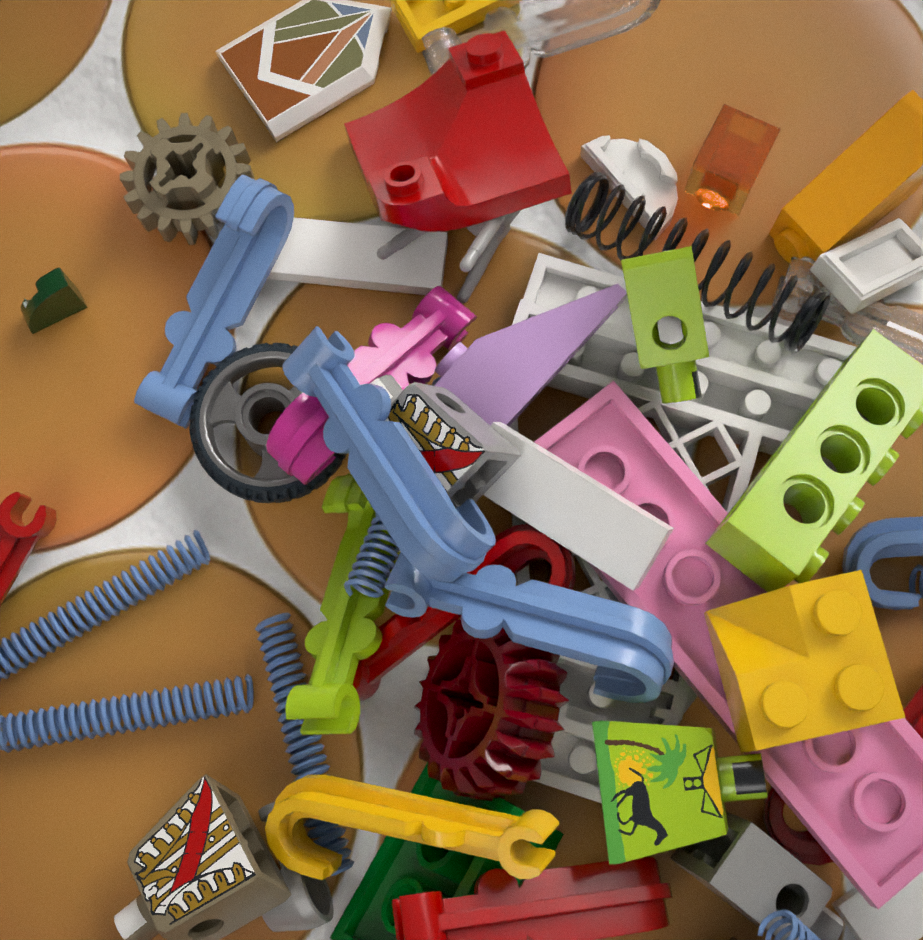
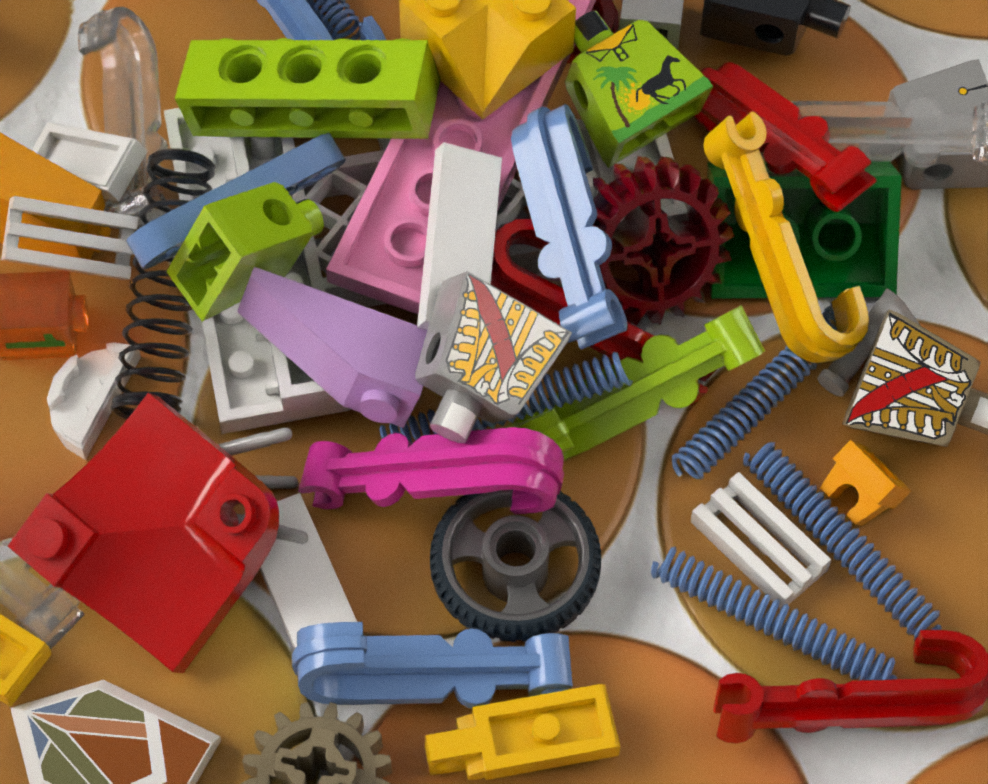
camera: 125 degrees left, 15 degrees down
(117, 652) = (723, 501): none -> white tile
(121, 351) = (527, 735): none -> yellow hinge
(154, 773) = (874, 481): none -> light orange tile
(388, 465) = (515, 363): medium blue piece -> none
(727, 336) = (293, 170): none -> medium blue beam
(770, 191) = (16, 229): none -> white tile

